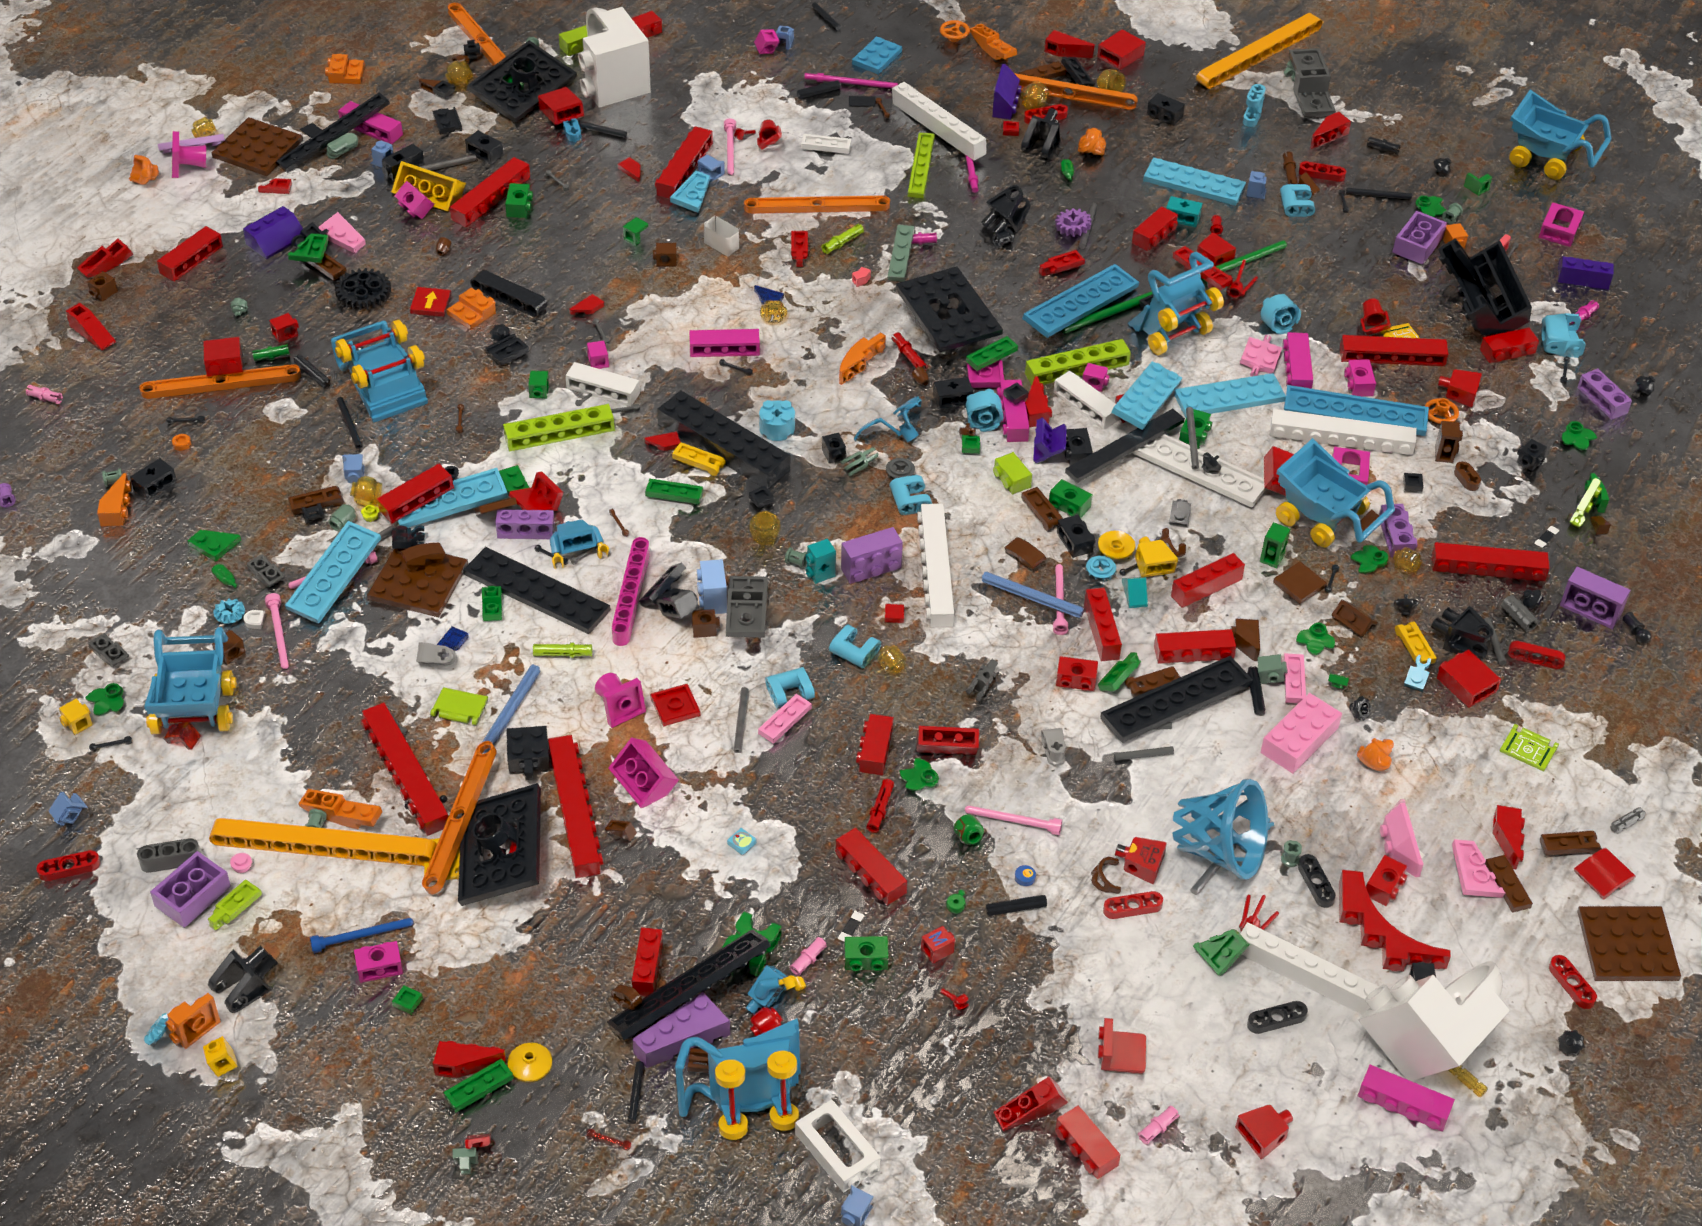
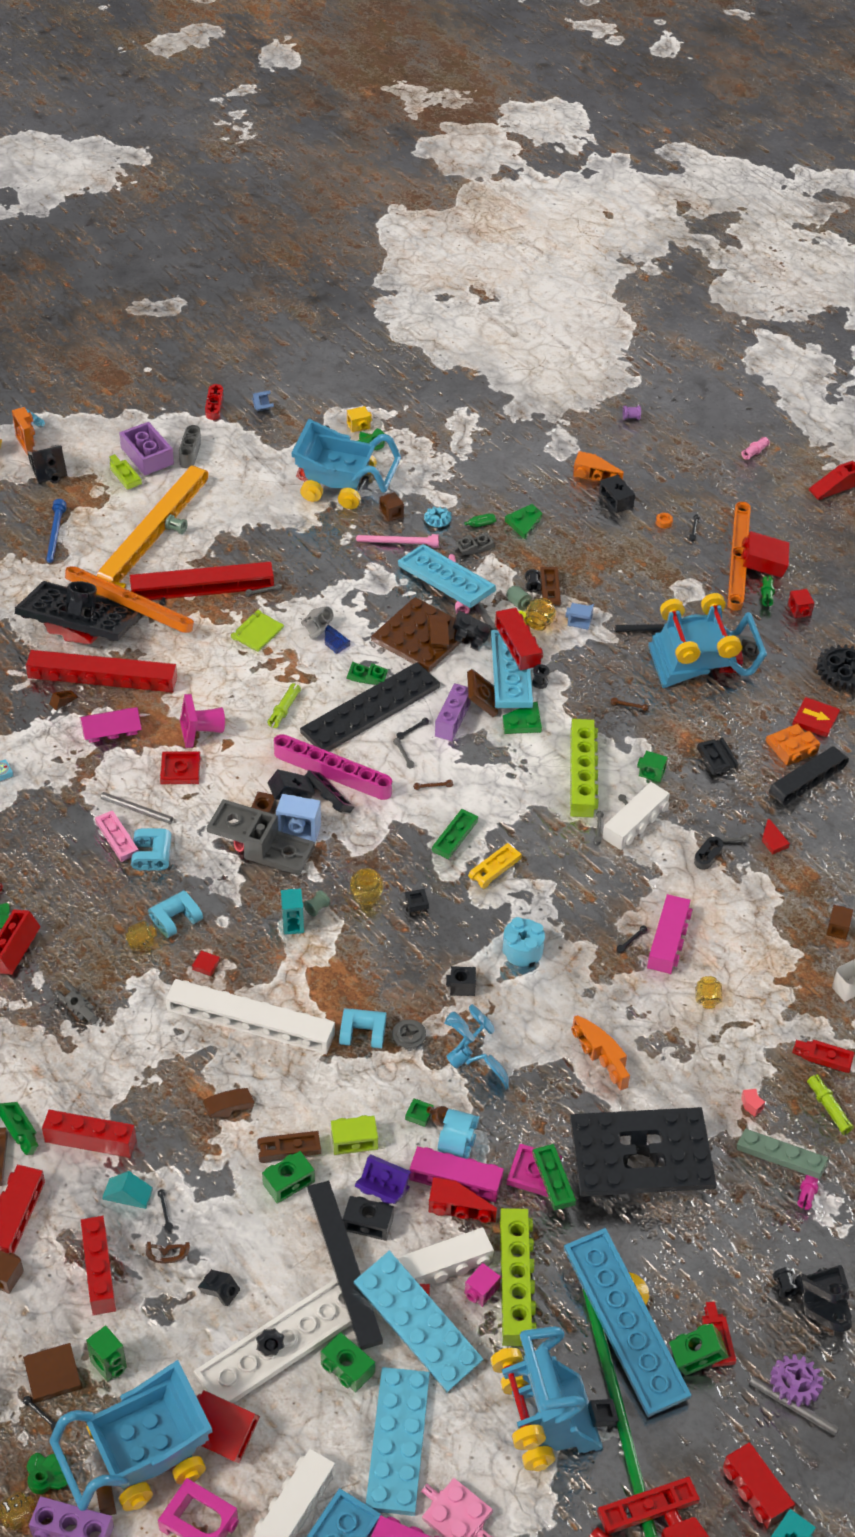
camera: 110 degrees right, 0 degrees up
(107, 650) = (424, 448): dark grey slope -> none
(111, 477) = (633, 468): sand green bush -> none
(238, 306) = (845, 580): sand green plate -> none
(241, 862) = (163, 483): bright pink plate -> none
(254, 619) = (421, 529): white tile -> none
(312, 371) = (739, 613): black axle -> none
(340, 810) = (184, 537): orange slope -> none
(386, 966) = (19, 532): dark pink brick -> none
(499, 332) = (744, 754): black piece -> none
(512, 705) = (235, 659): medium blue axle -> none
(527, 750) = (178, 650): black hinge -> none
(541, 496) = (484, 725): red bracket -> none
(575, 537) = (417, 741): dark azure torso -> none
(598, 354) = (684, 822): dark pink brick -> none
(623, 337) = (705, 851): none -> black beam
(664, 441) = (534, 848): red tile -> none
(721, 436) = (511, 889): black brick -> none
(768, 294) = (743, 1001): clear blue tile -> none
(860, 460) = (434, 998): sand green arm -> none
(871, 555) = (278, 955): medium lavender brick -> none
(875, 744) = (45, 891): red brick -> none
(906, 348) = (622, 1101): red pin -> none
(920, 376) = (552, 1103): reddish brown hose -> none
(952, 392) = (509, 1123): black brick -> none
(1015, 393) = (466, 1167): black plate -> none
(1032, 594) = (162, 1085): medium blue axle -> none
(1060, 625) = (114, 1099): bright pink piece -> none
(1075, 536) = (220, 1153): black brick -> none
(1077, 673) = (35, 1097): red brick -> none
(1082, 254) = (711, 1351): none -> green brick
(1107, 565) = (169, 1164): medium azure gear -> none
(1116, 544) = (195, 1187): yellow dish -> none
(1154, 558) = (159, 1223): yellow torso -> none
(1192, 438) = (320, 1337): flat silver piece -> none

